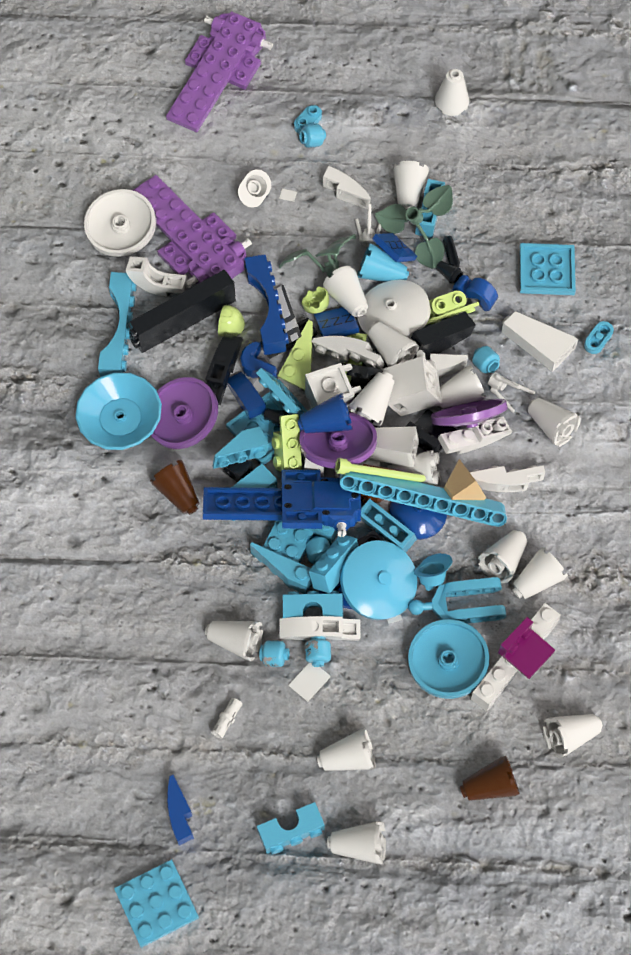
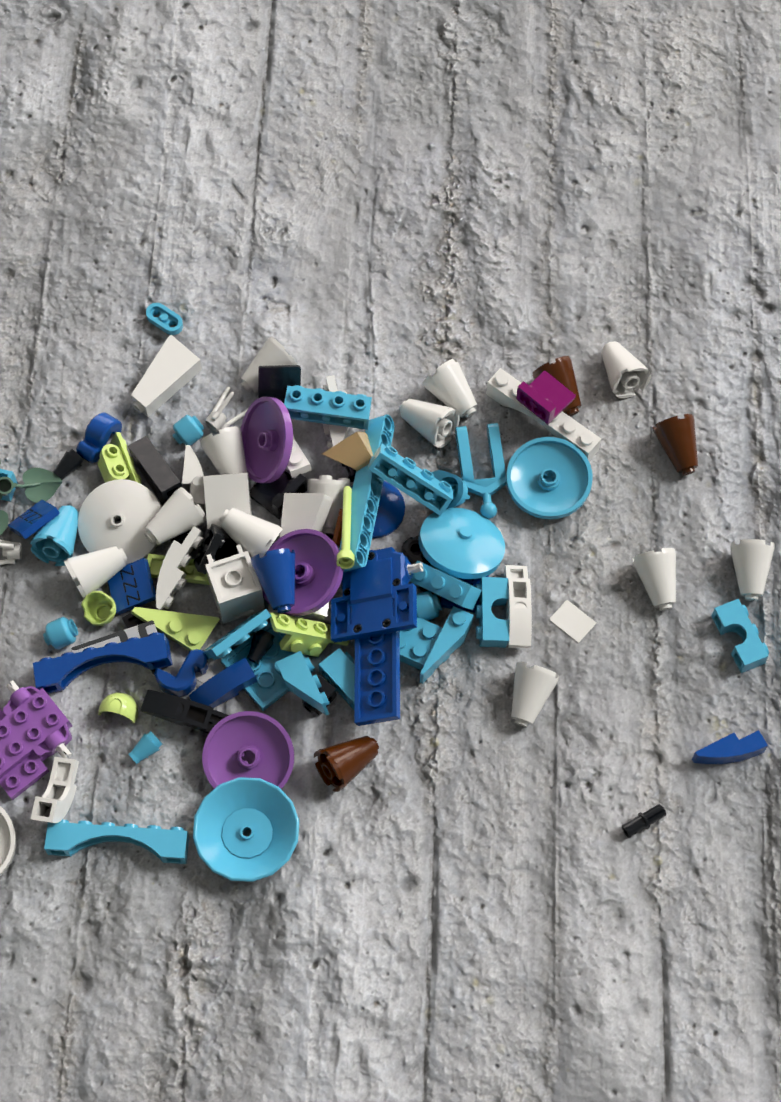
camera: 90 degrees left, 0 degrees up
(116, 731) = (643, 820): none -> black axle
(182, 311) = (108, 758): black brick -> none
(196, 342) = (145, 747): none -> medium azure cone
(226, 718) = (622, 702): white pin -> none
(274, 653) = (547, 652): medium azure head -> none
(294, 275) = (60, 633): none -> medium azure head
(318, 651) = (545, 607): medium azure head -> none
(333, 249) = (50, 574): sand green plant -> none
(387, 525) = (401, 528): medium azure brick -> none
(432, 529) = (411, 479): none -> medium azure brick
(451, 251) = (39, 462): black axle -> none
(506, 463) = (328, 407): none -> medium azure brick
(525, 428) = (274, 380): none -> black bracket
(547, 269) = (71, 364): medium azure plate -> none
(551, 674) = (563, 372): none -> reddish brown cone

